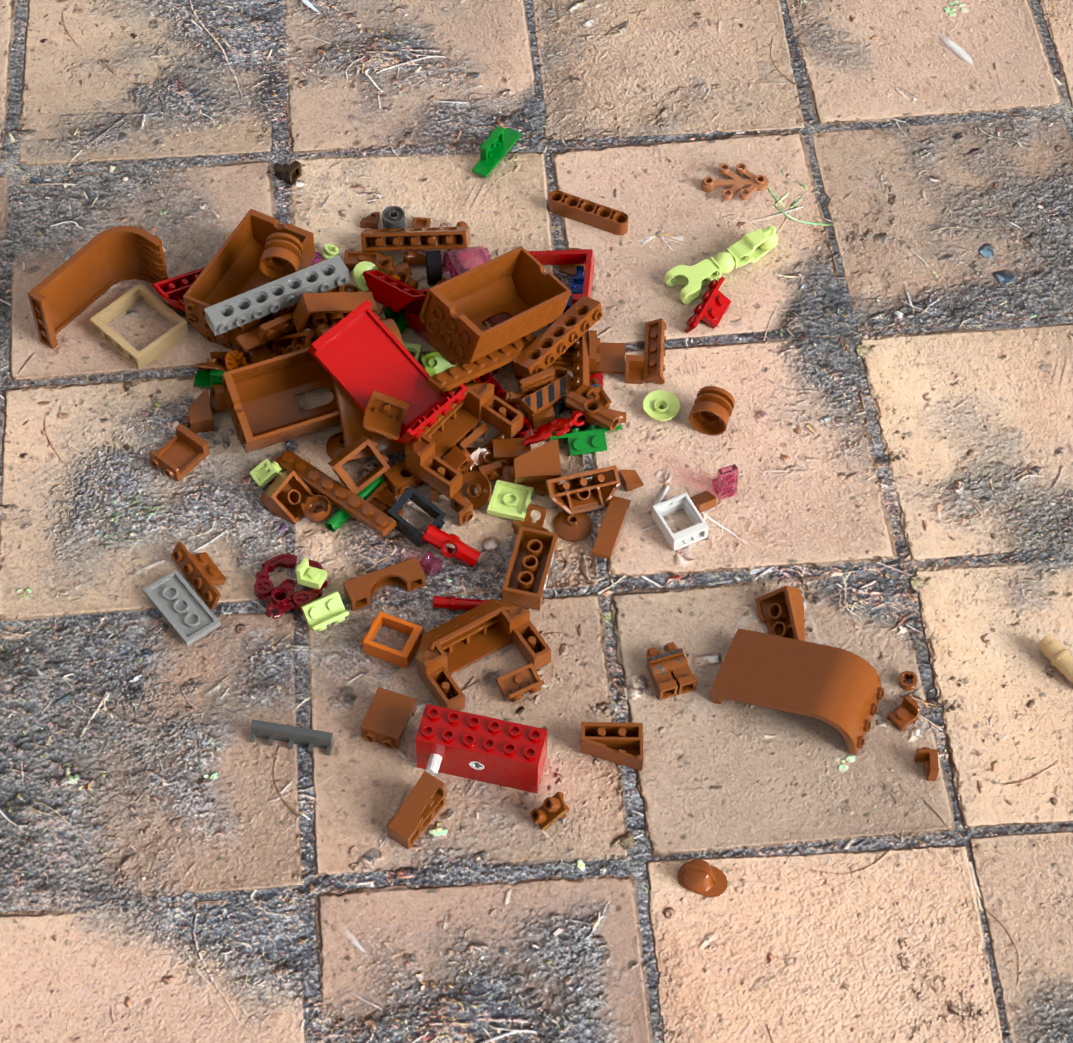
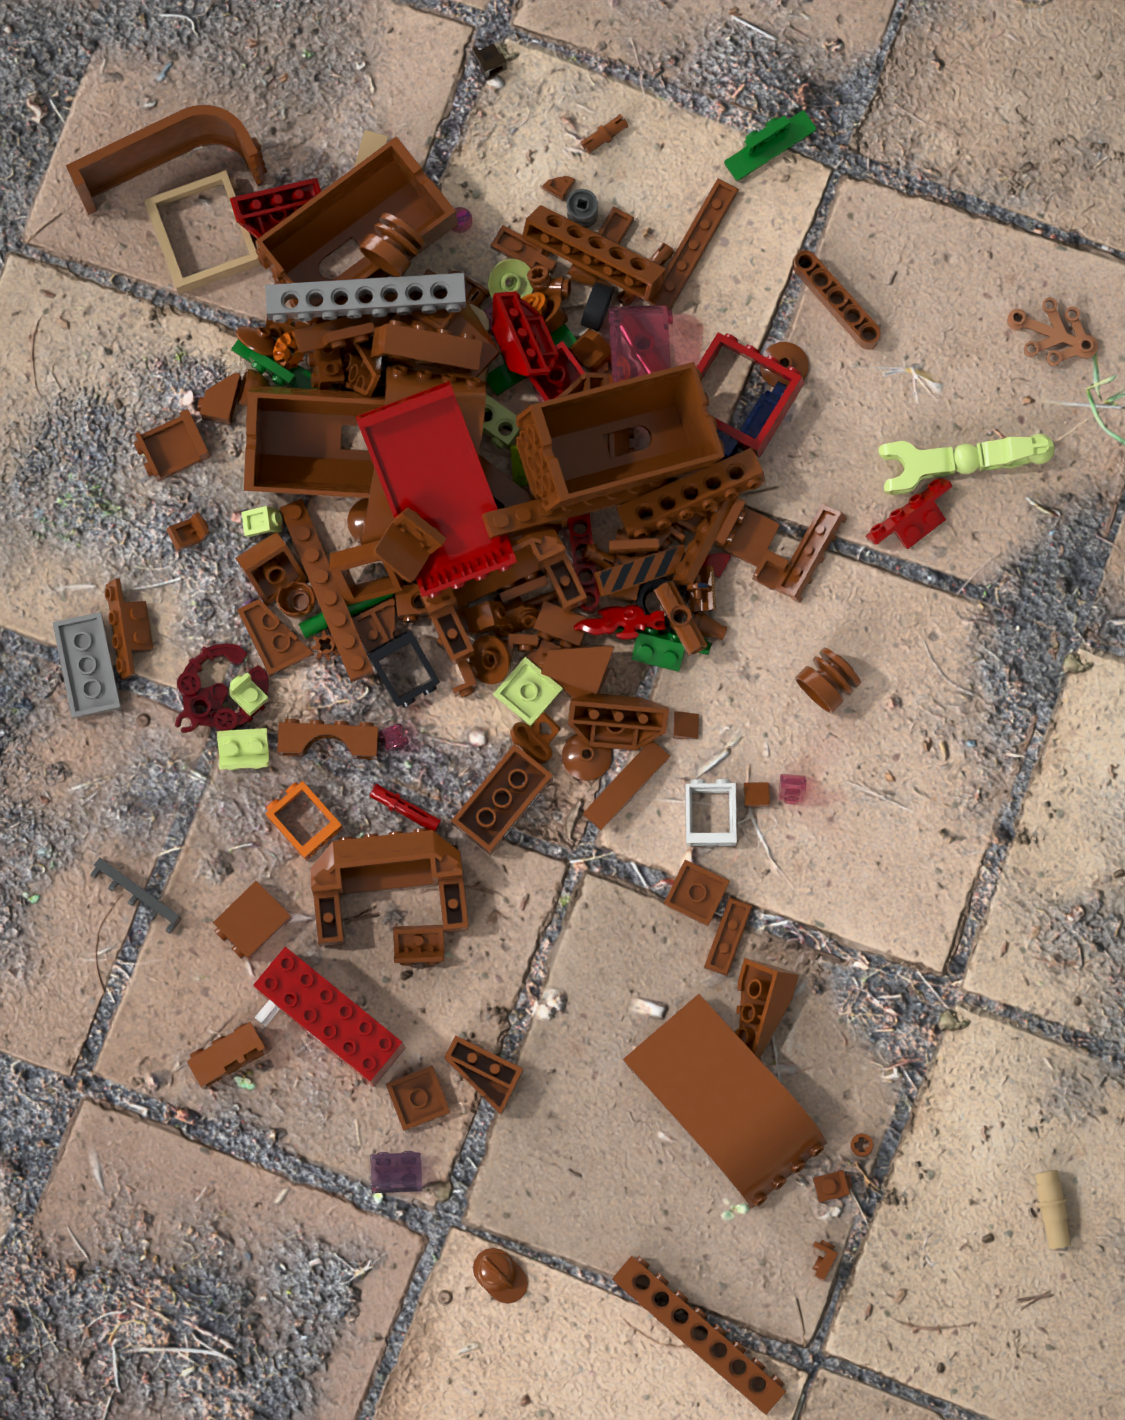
camera: 30 degrees right, 25 degrees up
(218, 498) = (188, 532): none -> dark orange bracket
(310, 540) = (273, 640): none -> dark orange wing
(329, 251) = (483, 210): yellowish green bush -> none
(352, 528) = (326, 653): none -> dark orange gear
(385, 183) = (604, 134): none -> dark orange pin
(461, 551) = (424, 728): red piece -> none
(478, 212) = (694, 243): none -> dark orange tile
(551, 811) = (371, 1123): dark orange hips -> none
(575, 782) = (418, 1098): none -> dark orange plate
(585, 837) = (396, 1172): none -> clear purple bracket
(661, 405) = (780, 627): yellowish green dish -> none
(670, 671) = (598, 1000): dark orange hips -> none
(698, 573) = (696, 893): none -> dark orange plate
(735, 592) = (728, 936): none -> dark orange tile
(879, 859) = (762, 1400): none -> dark orange brick

